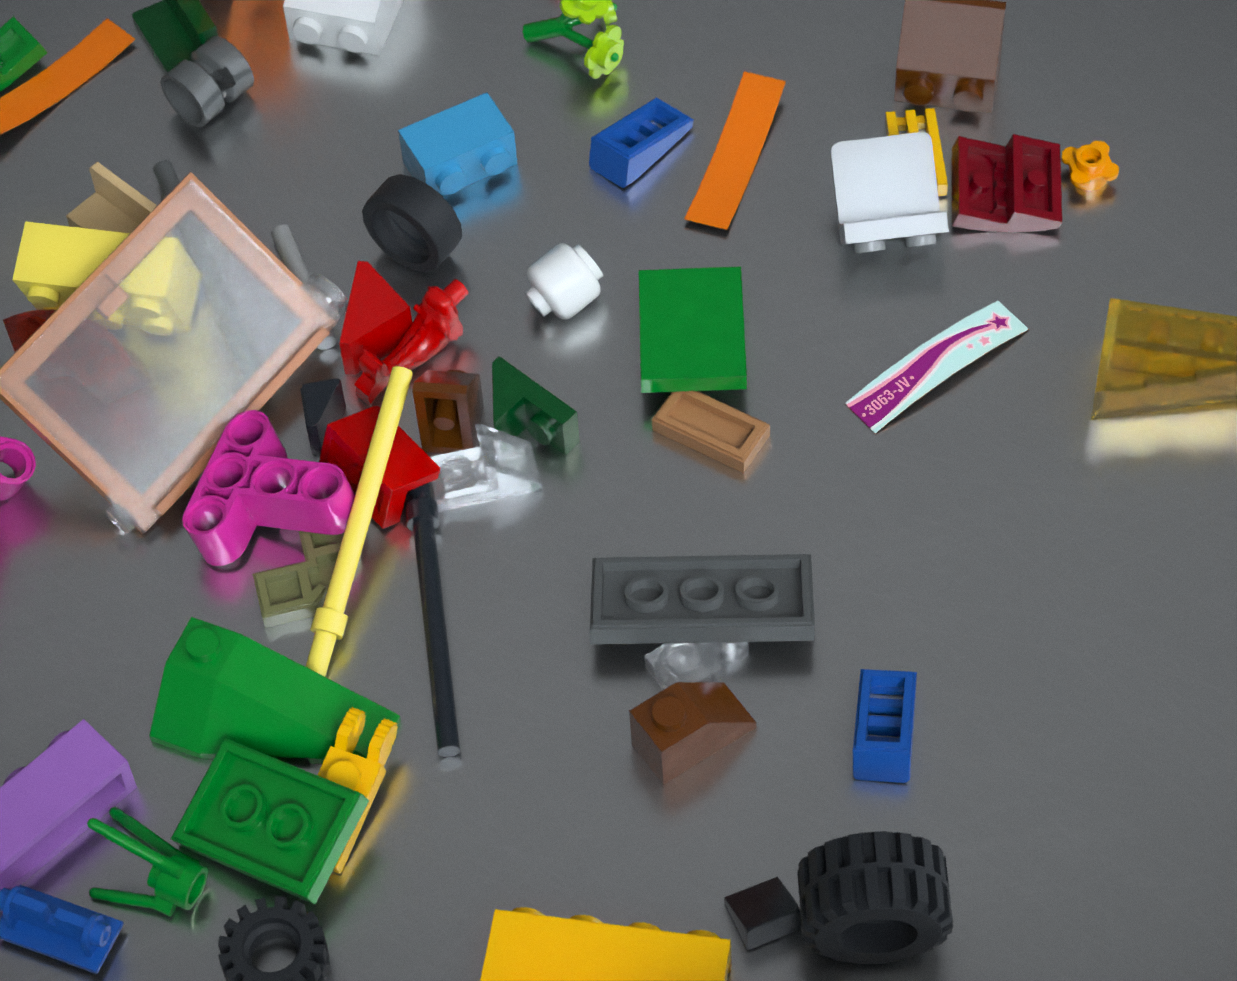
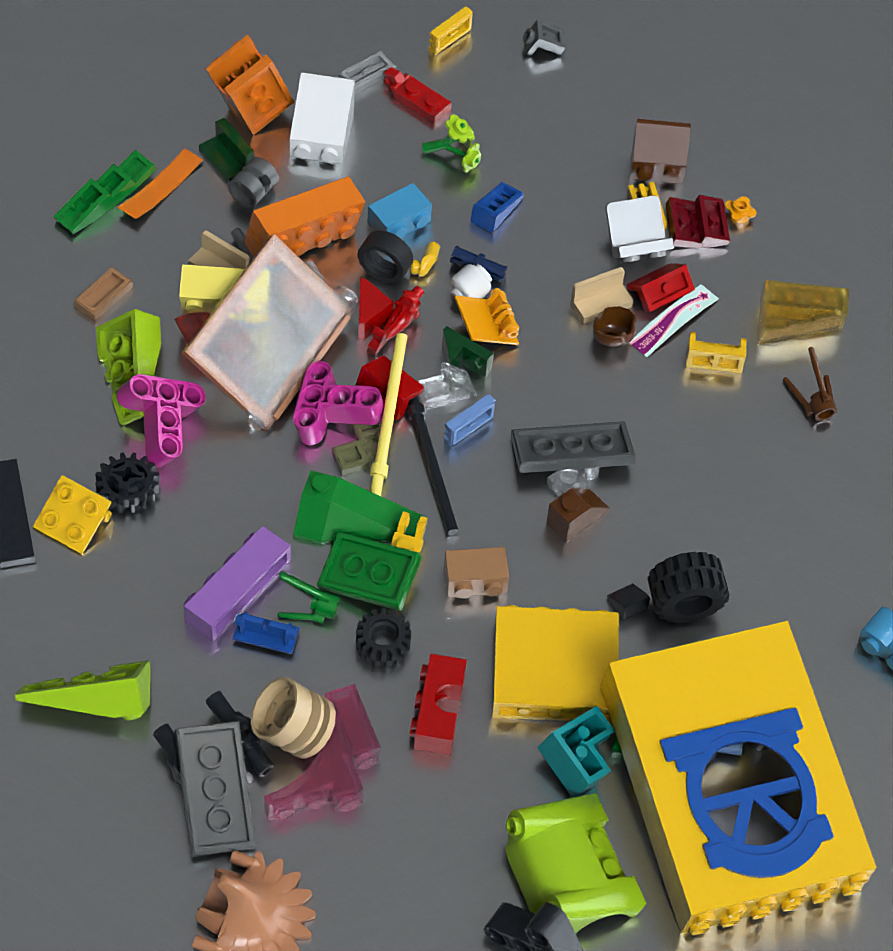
camera: 15 degrees left, 0 degrees up
(281, 148) = (308, 218): none -> orange piece
(322, 404) = (351, 360): black slope -> none
(447, 410) = (423, 356): reddish brown slope -> none
(474, 835) = (476, 572): none -> medium nougat brick
(494, 234) = (429, 258): none -> yellow arm
(515, 536) = (469, 420): none -> medium blue tile
(582, 346) = (489, 318): none -> light orange hinge
(604, 252) = (463, 257): none -> dark blue pin
(692, 330) = (543, 307): green tile -> none
(711, 428) = (561, 358): medium nougat tile -> none
(736, 151) = (550, 209): orange sticker -> none
(801, 313) = (599, 292): none -> tan panel
(818, 373) = (615, 327): none -> reddish brown hair
(884, 757) = (675, 506): blue slope -> none
(922, 300) = (662, 286): none -> red panel
(1003, 436) = (715, 355): none -> yellow hinge
(1197, 543) = (821, 402): none -> reddish brown plant

